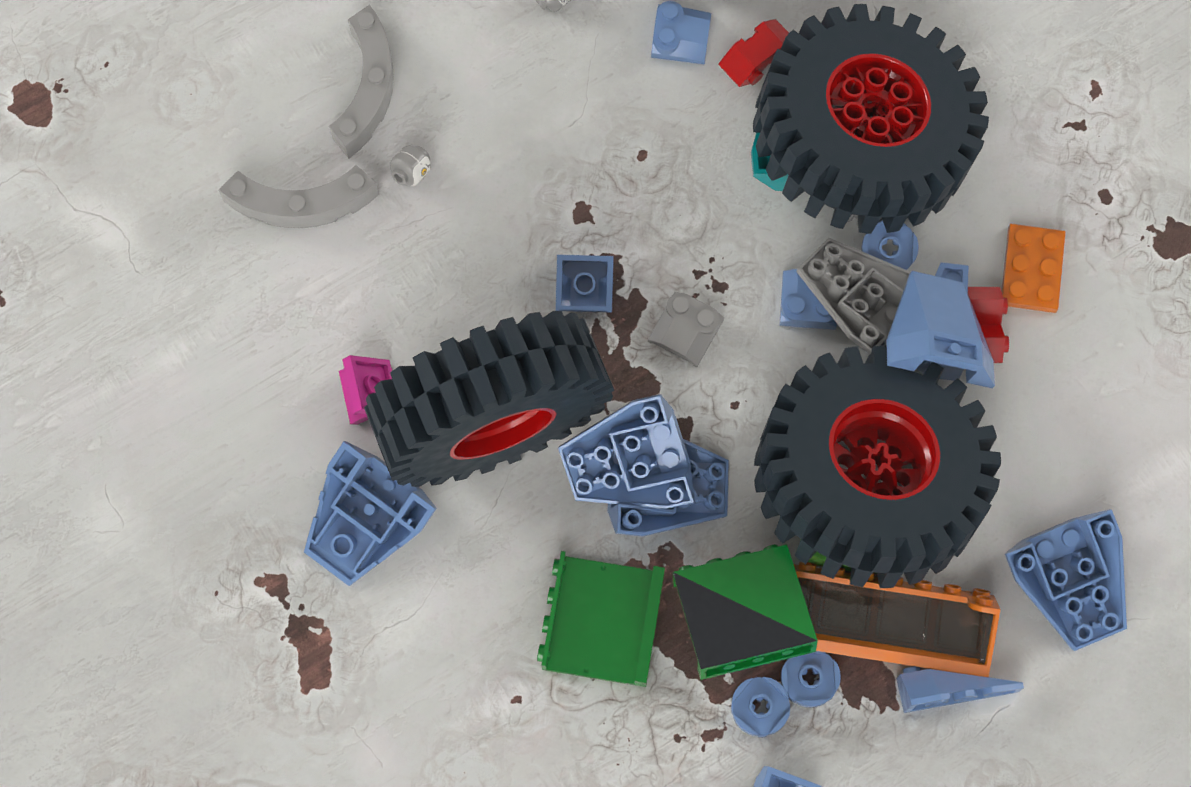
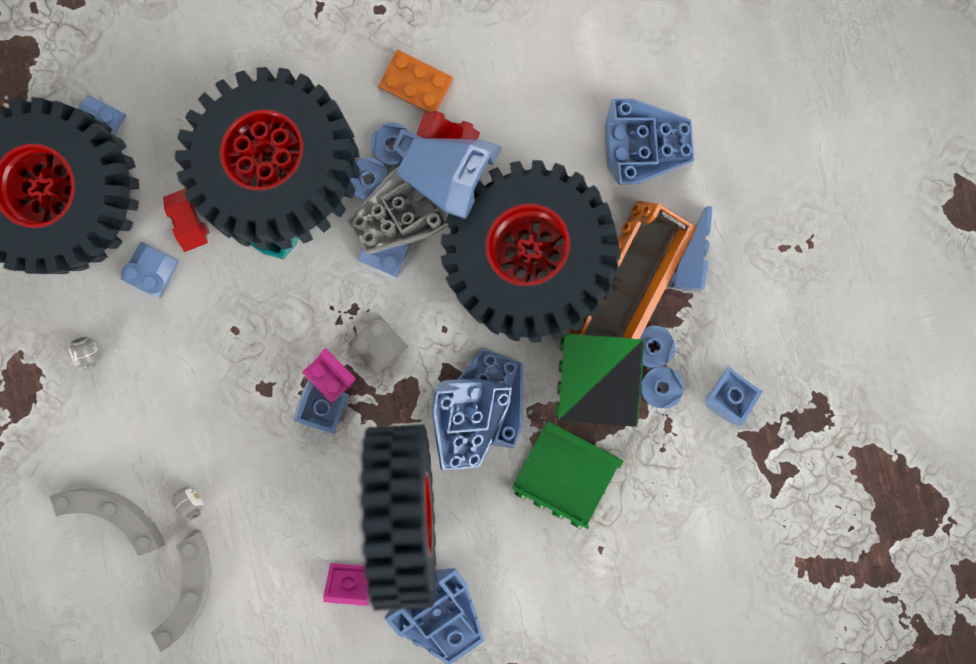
camera: 75 degrees left, 15 degrees up
(627, 277) = (329, 376): none -> dark pink bracket
(943, 247) = (379, 141): none -> medium blue plate

